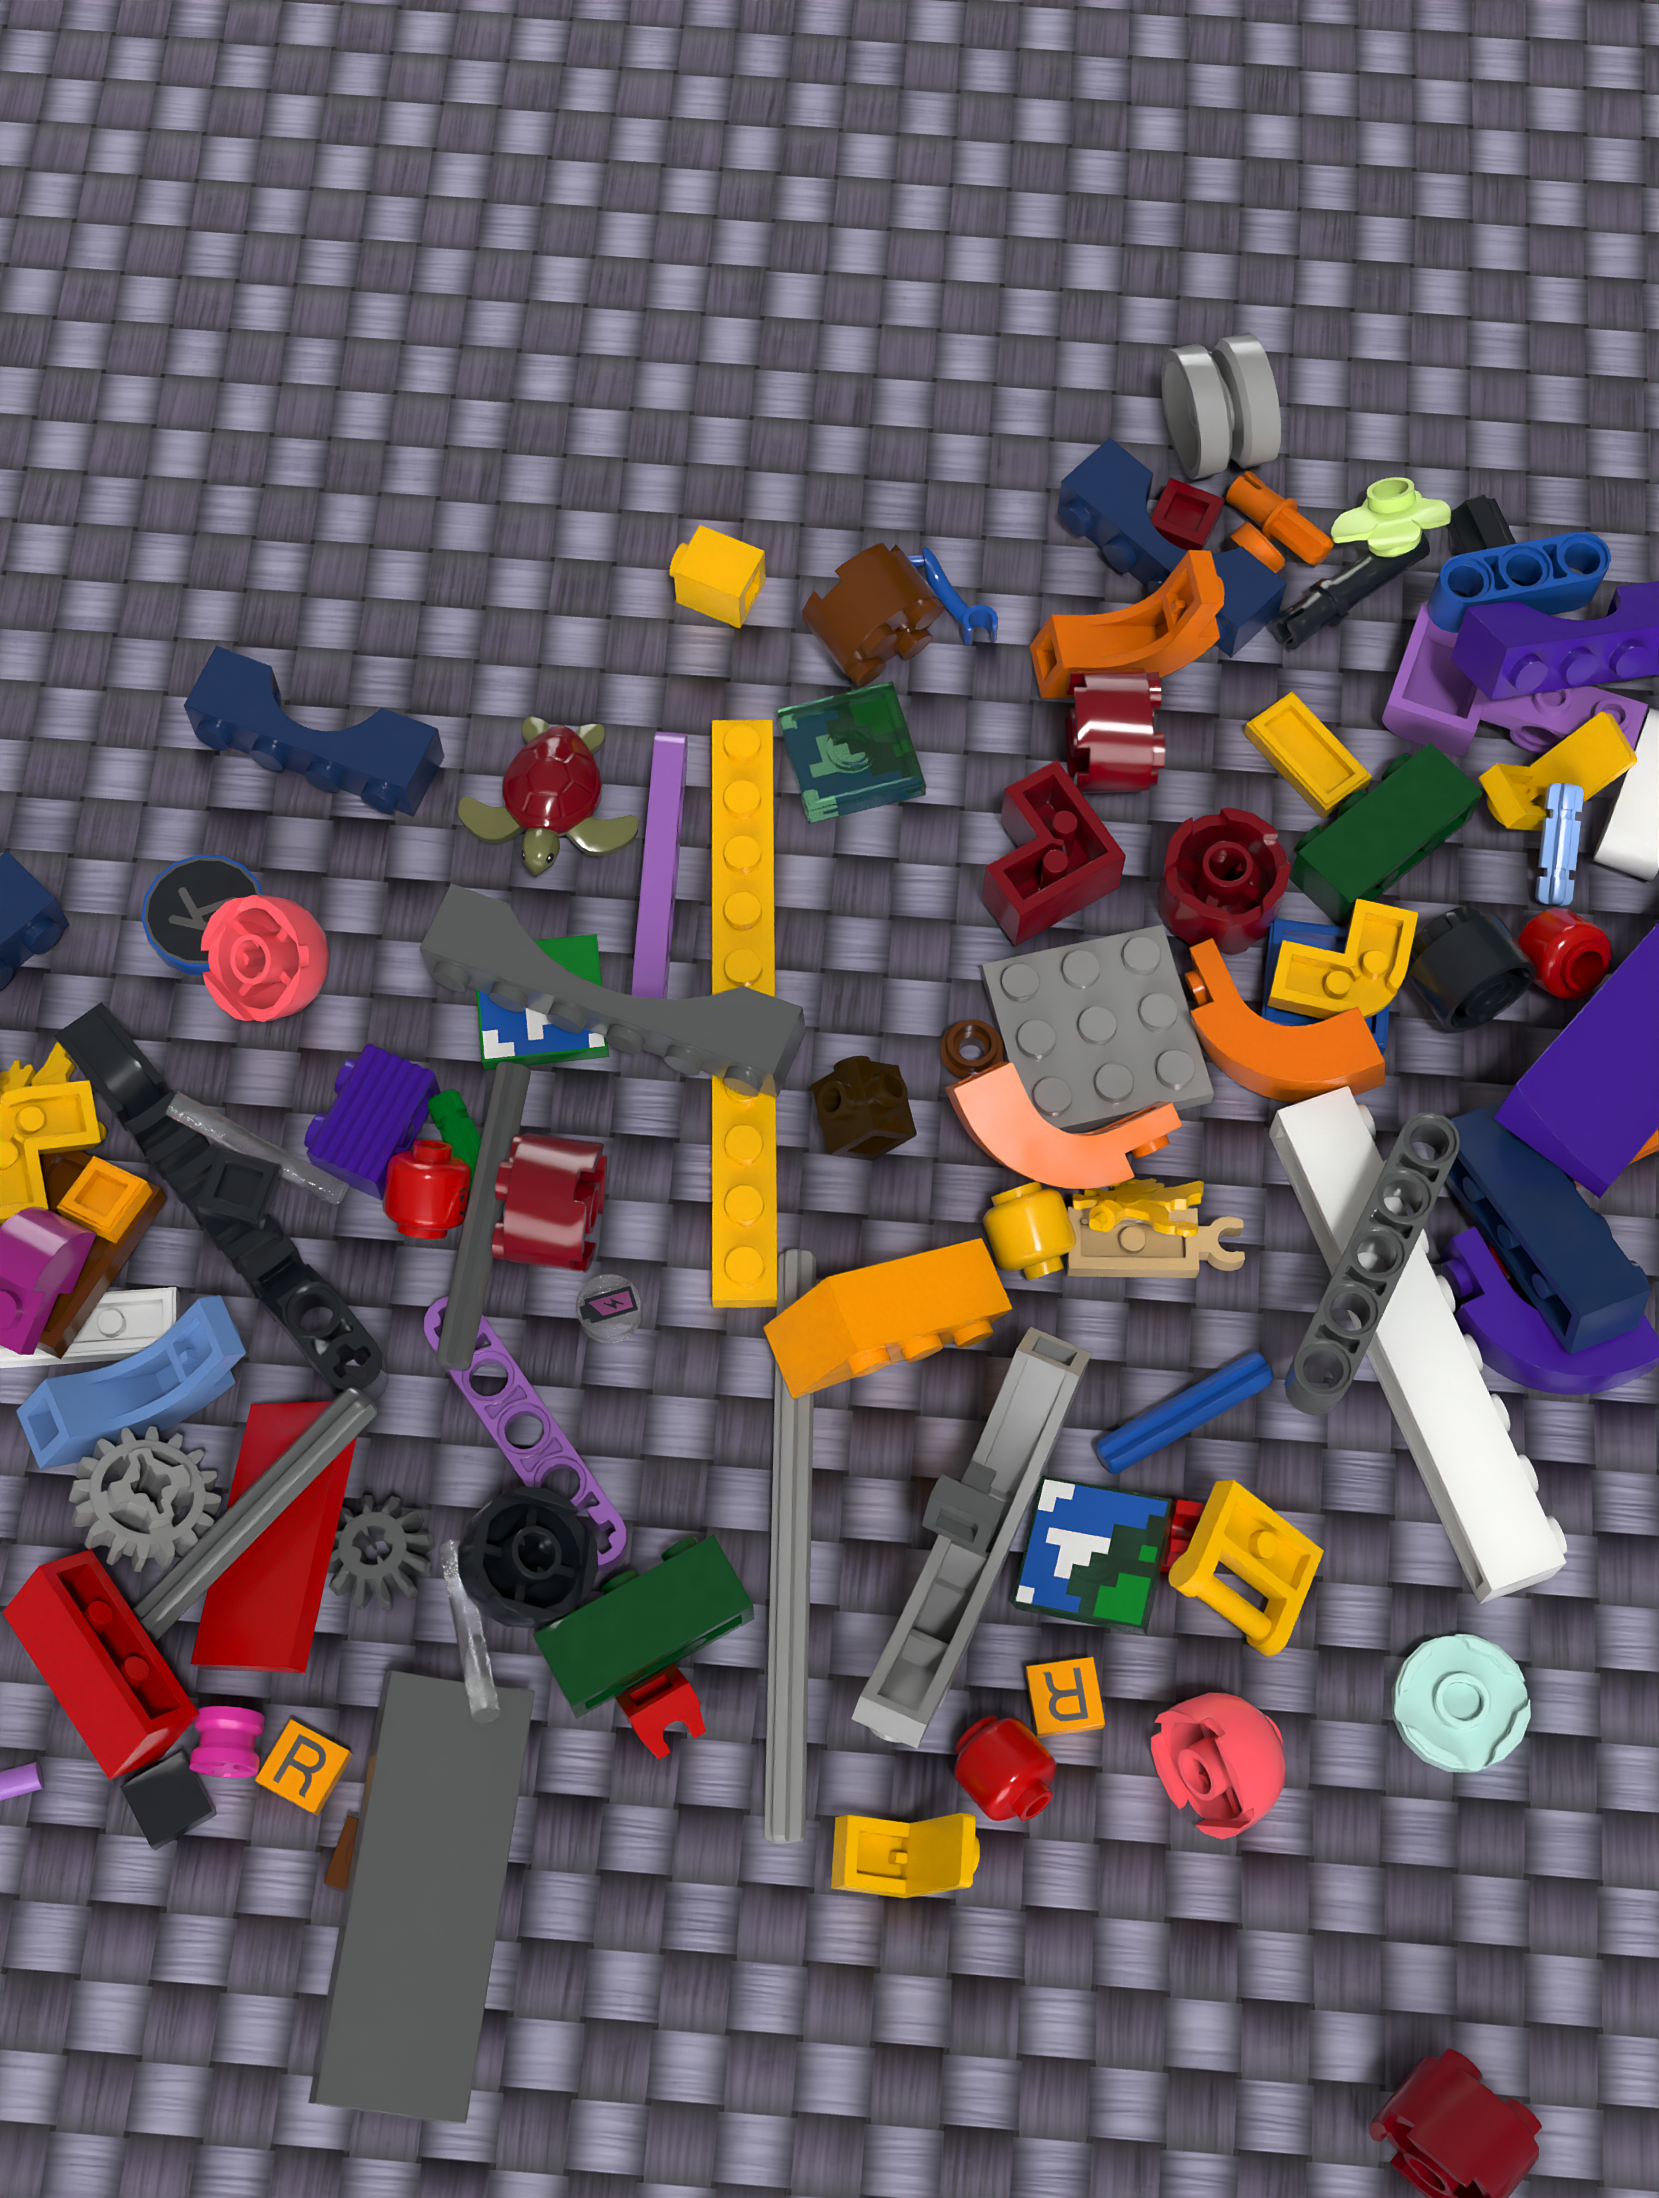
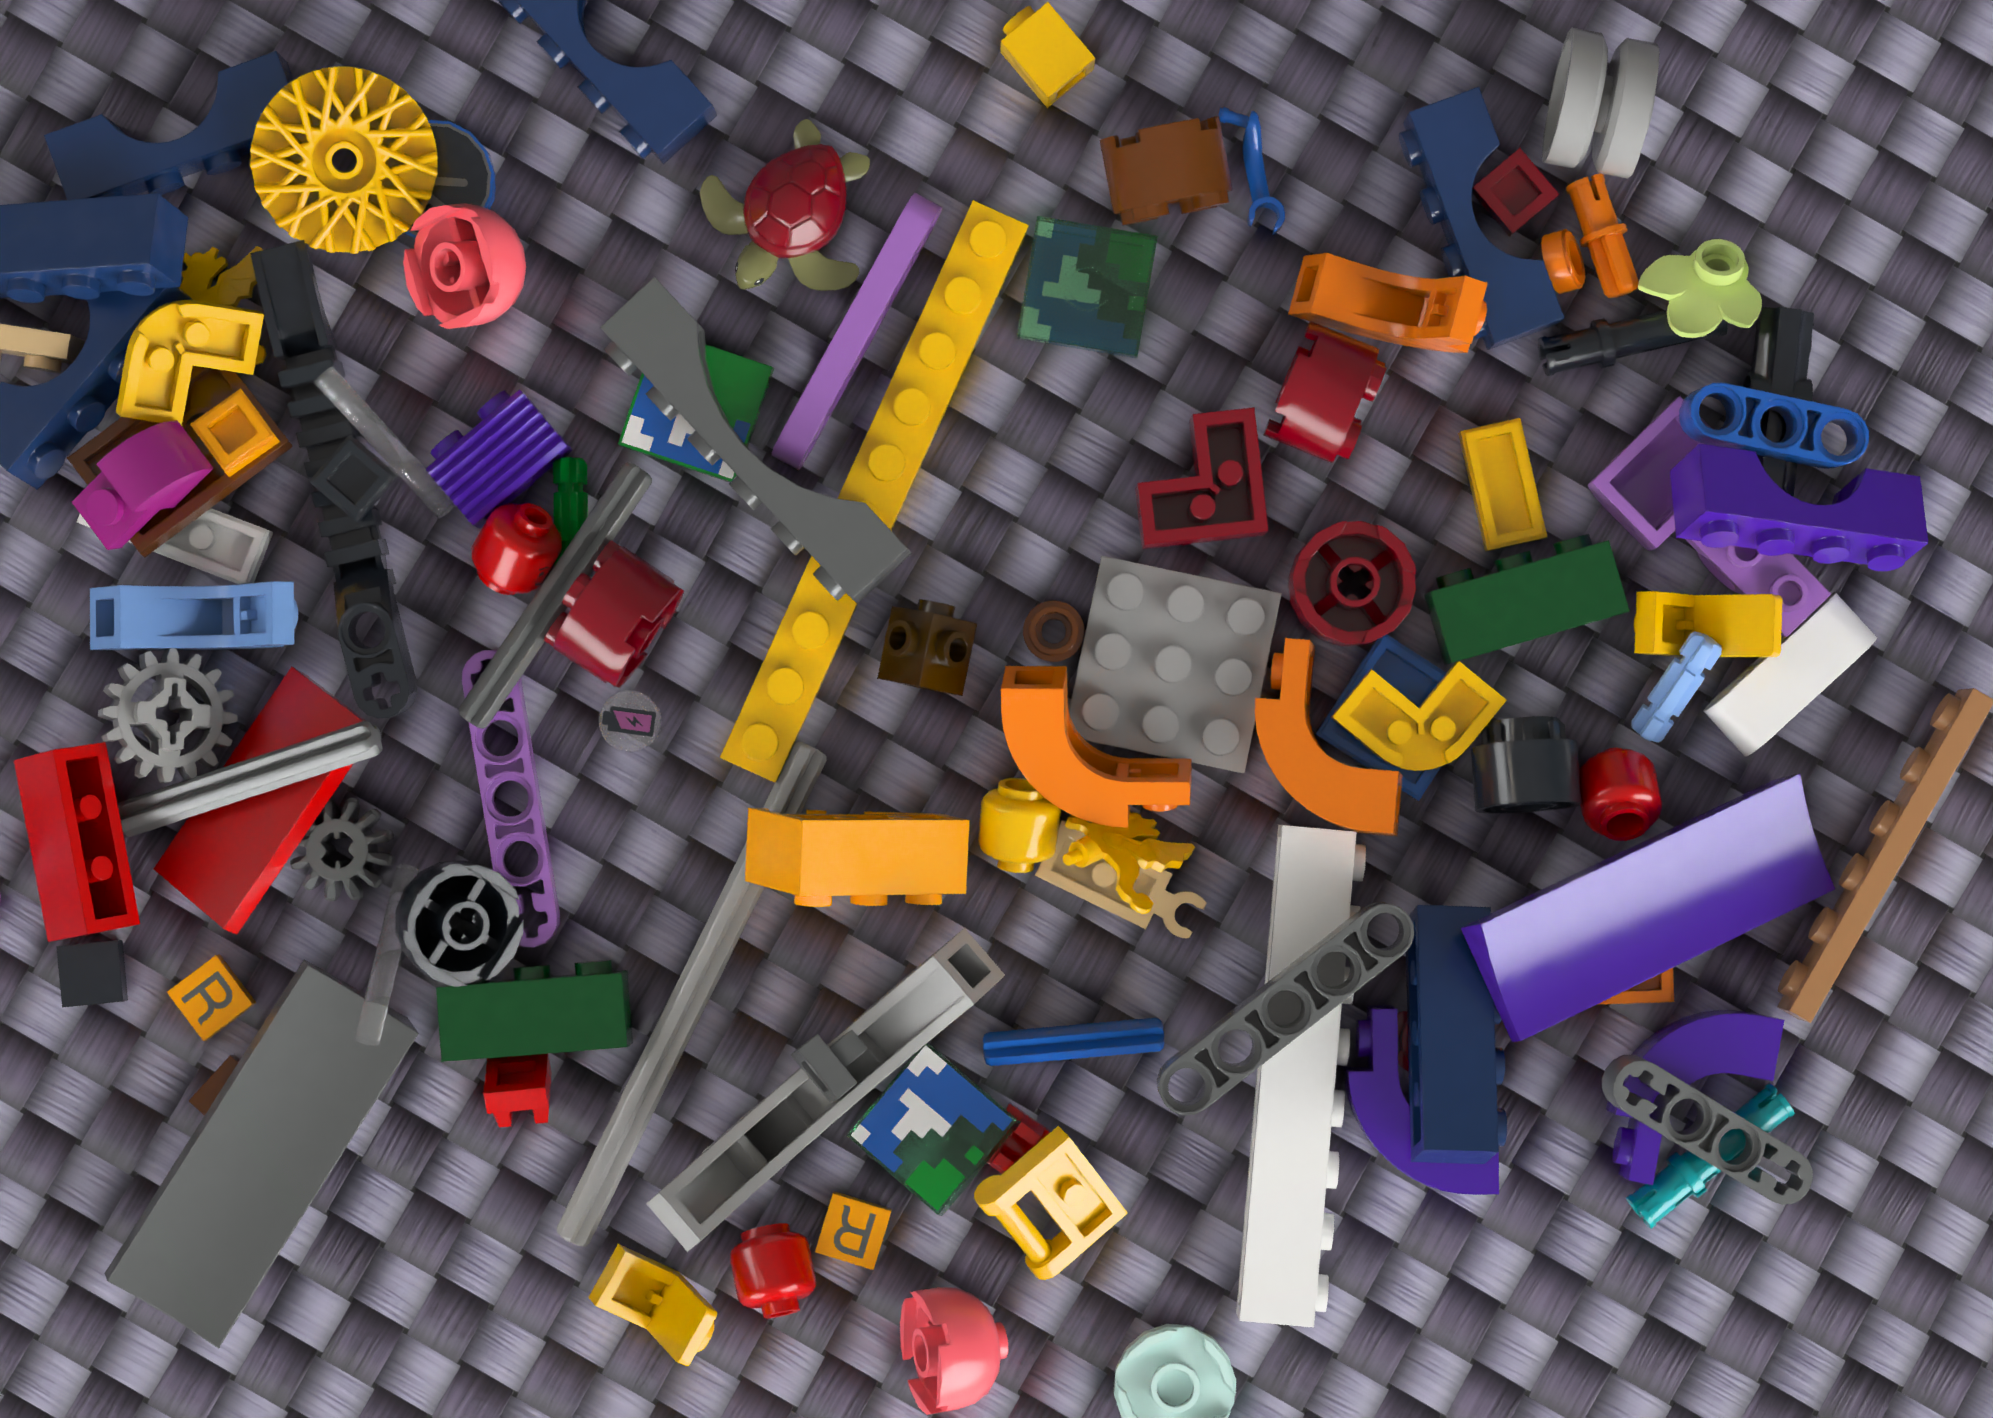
camera: 30 degrees right, 20 degrees up
(119, 872) = (332, 112): none -> yellow wheel
(227, 1742) = (155, 952): dark pink wheel -> none

